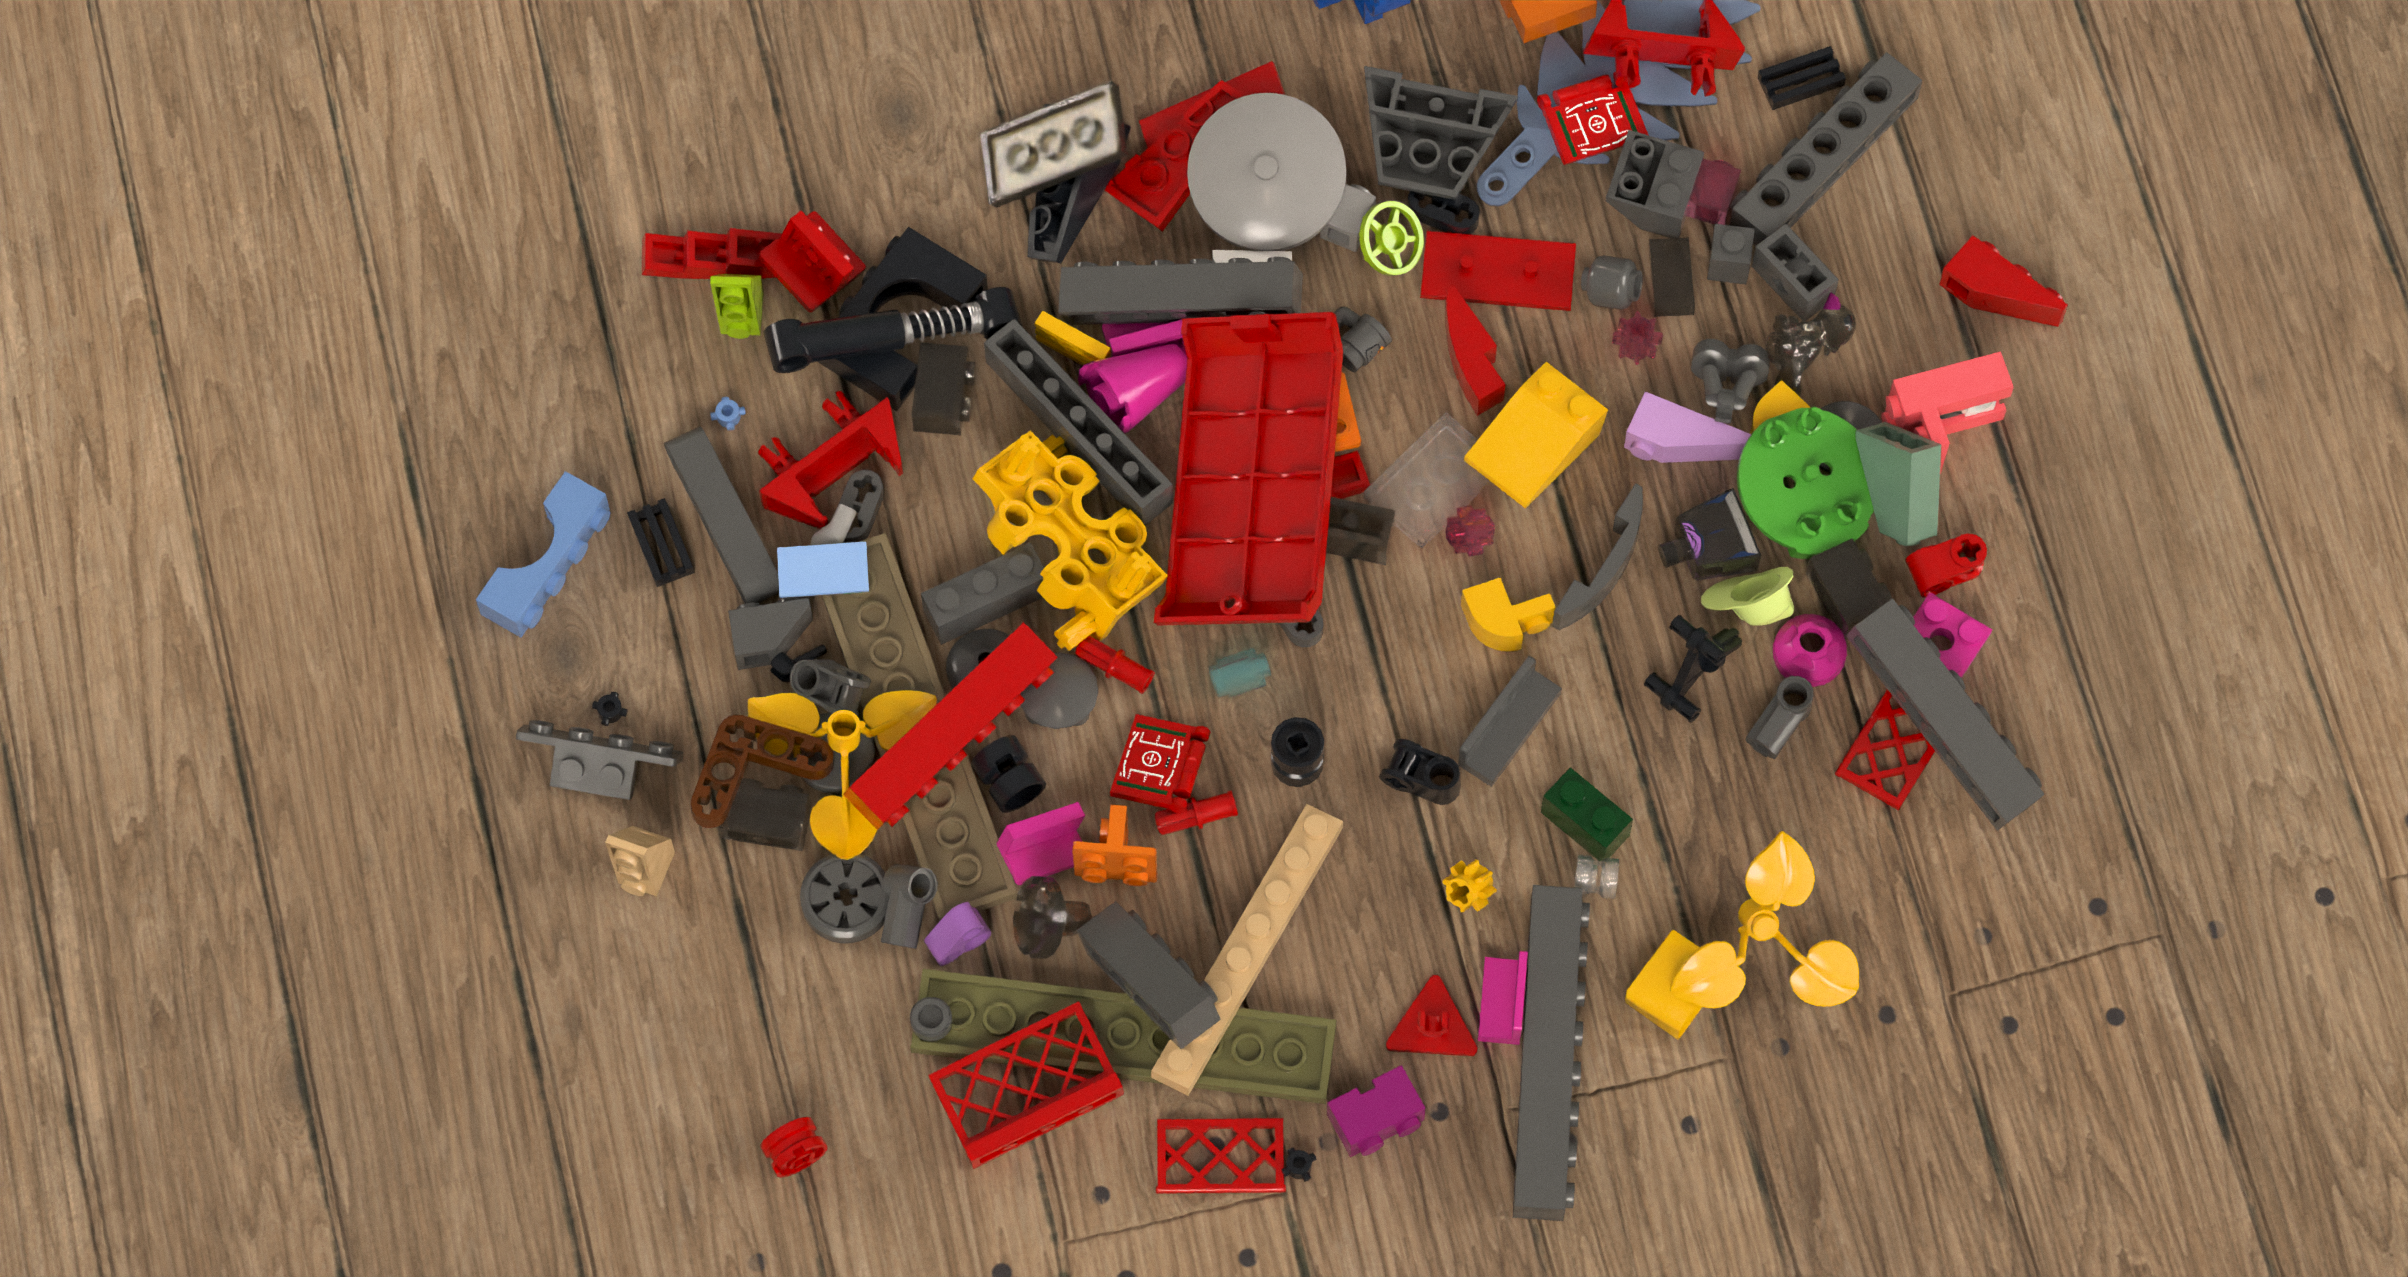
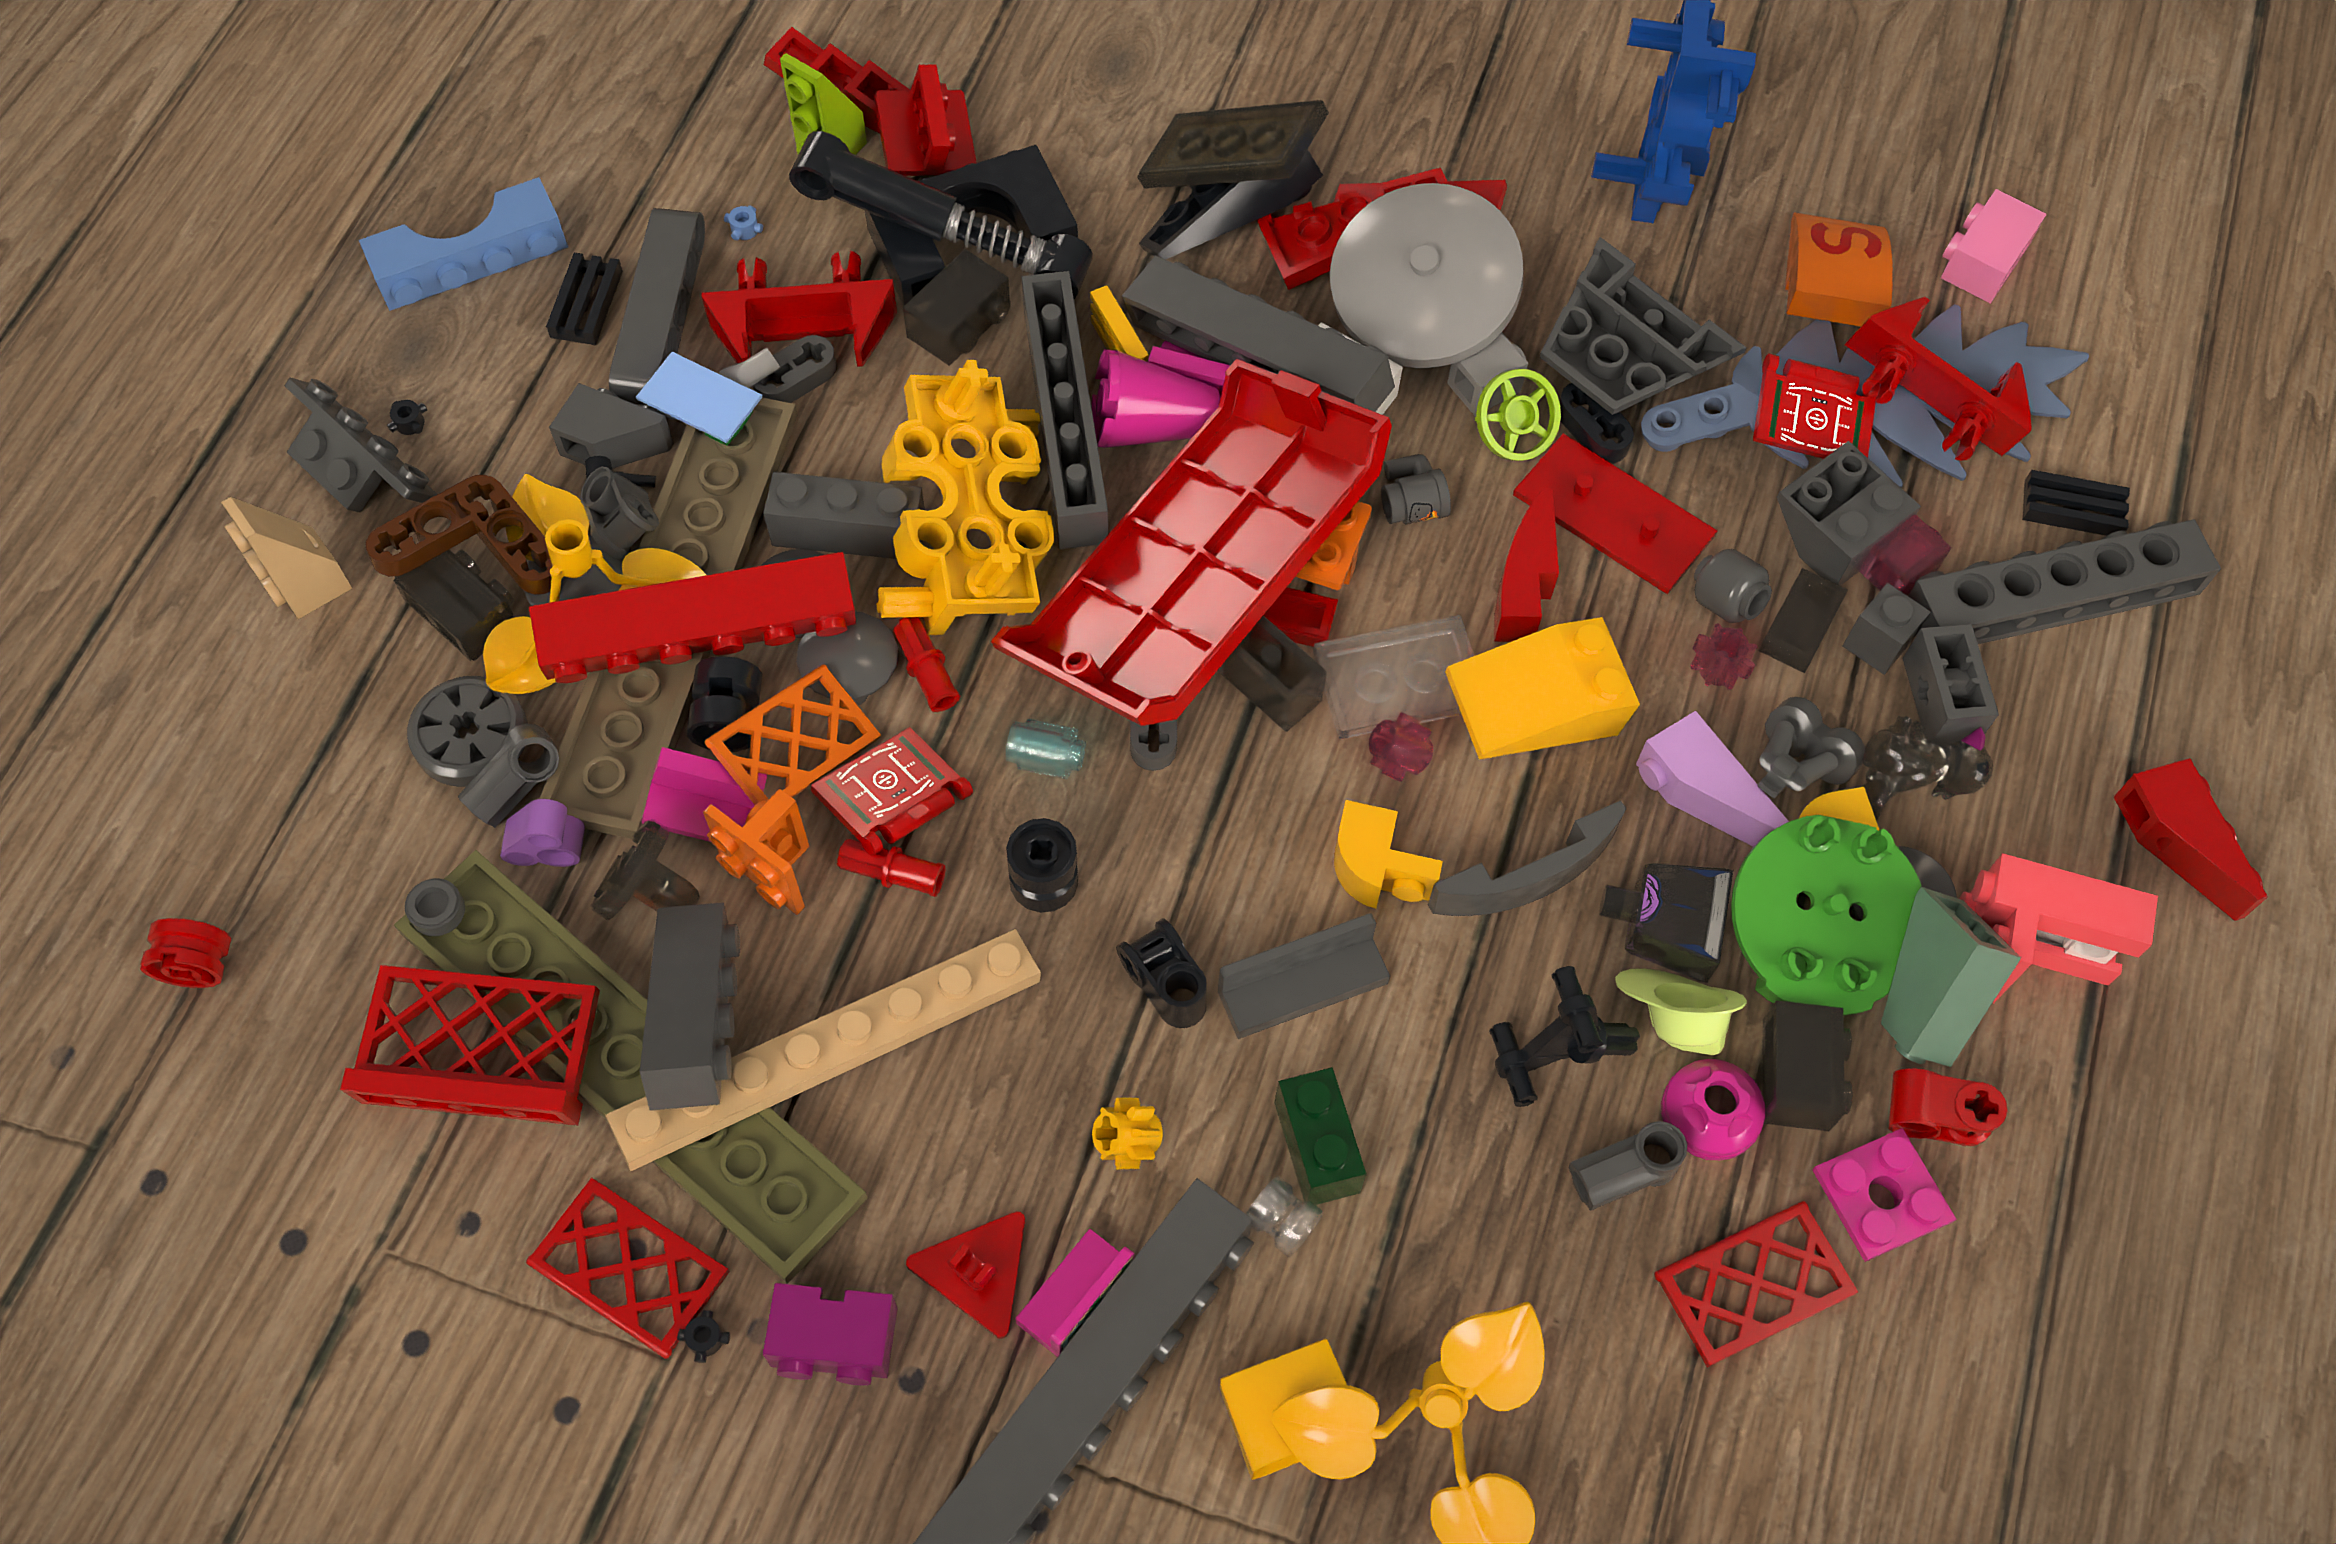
camera: 30 degrees right, 5 degrees down
(1067, 805) = (792, 697): none -> orange window
(1946, 714) = (1838, 1289): dark grey brick -> none

